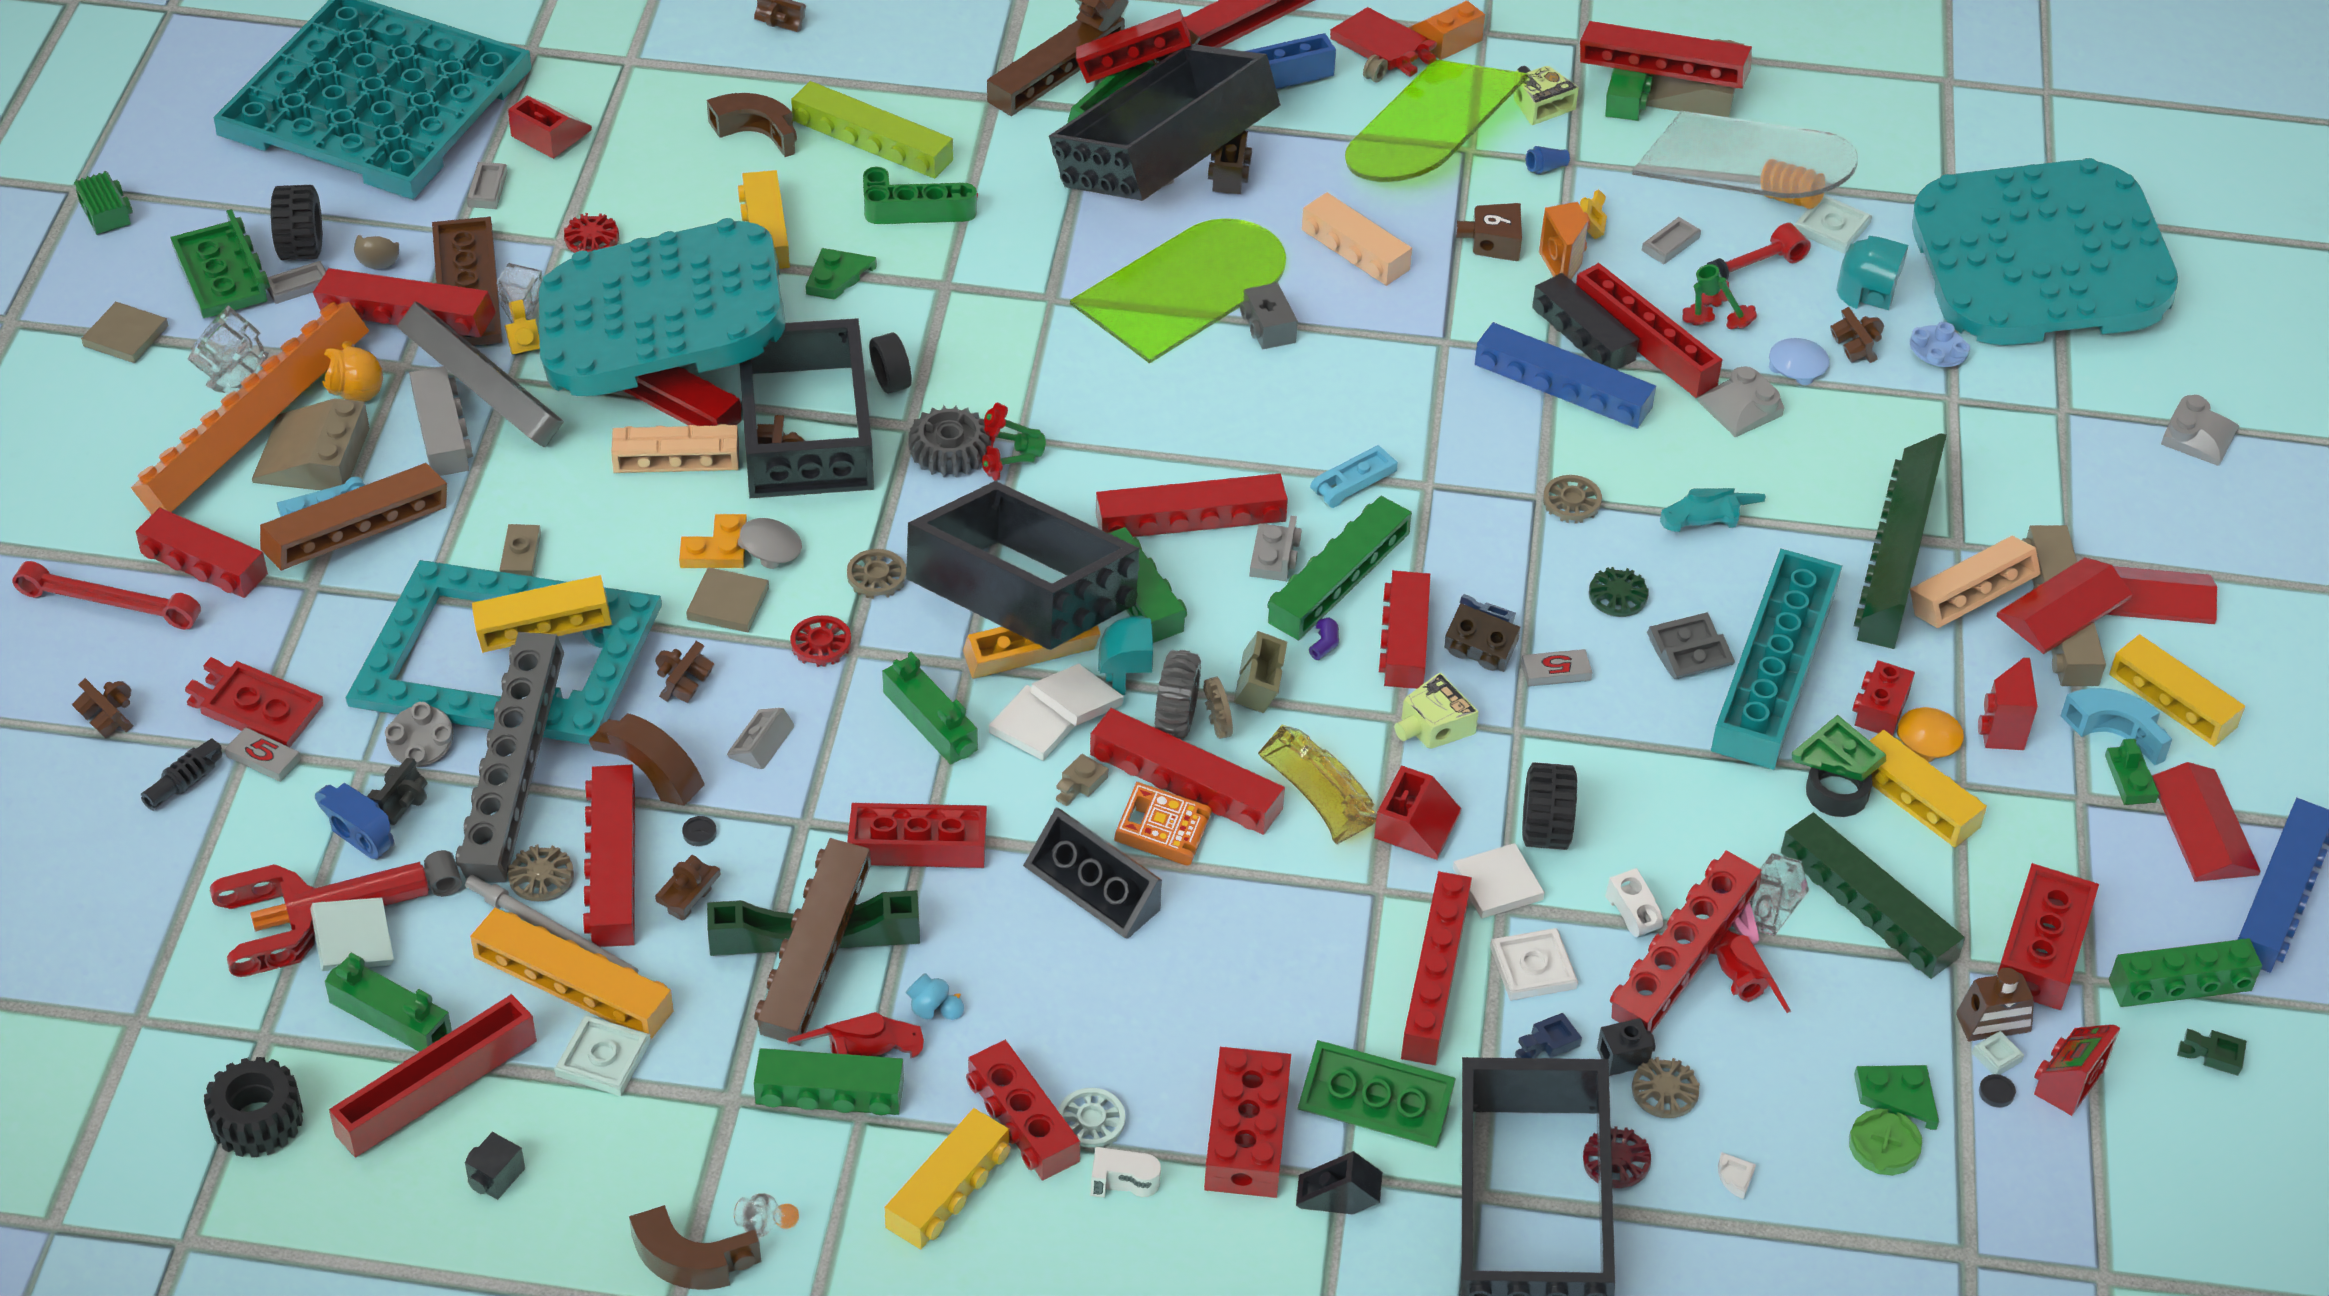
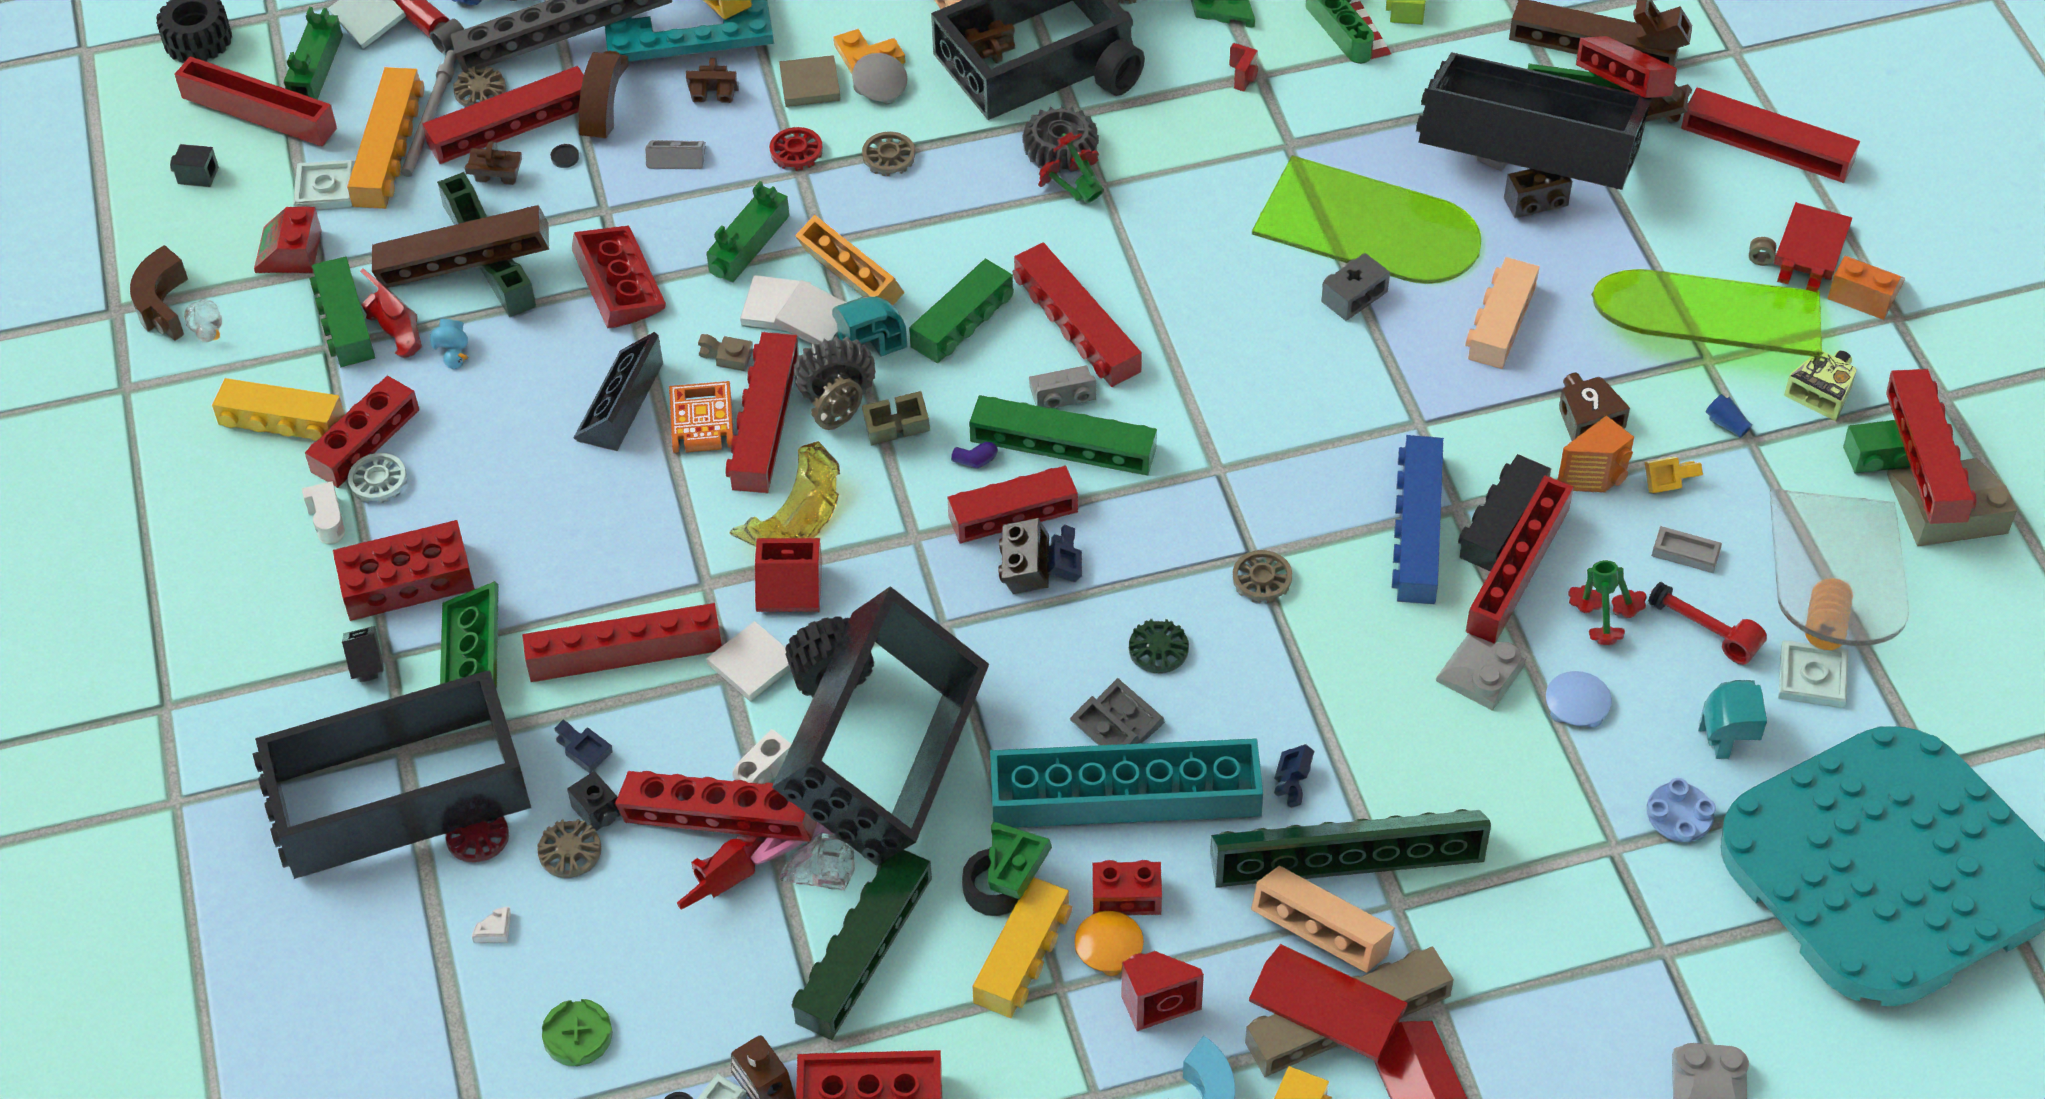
camera: 70 degrees right, 5 degrees up
(684, 1106) = (289, 242): none -> red slope
(939, 283) = (1245, 64): none -> red bracket
(950, 561) = (884, 262): black door -> none
(1300, 60) = (1700, 179): blue brick -> none
(1354, 475) = (1188, 410): medium azure plate -> none
(1436, 714) = (920, 555): yellowish green torso -> none
(1533, 964) = (669, 714): white tile -> none
(1556, 667) = (1033, 627): light grey tile -> none
(1680, 774) = (935, 658): none -> black door
(1706, 507) = (1302, 676): teal animal -> none
(1801, 543) = (1293, 767): none -> dark blue plate
(1862, 335) = (1644, 736): reddish brown hips -> none
(1899, 1090) = (639, 1029): green wing -> none

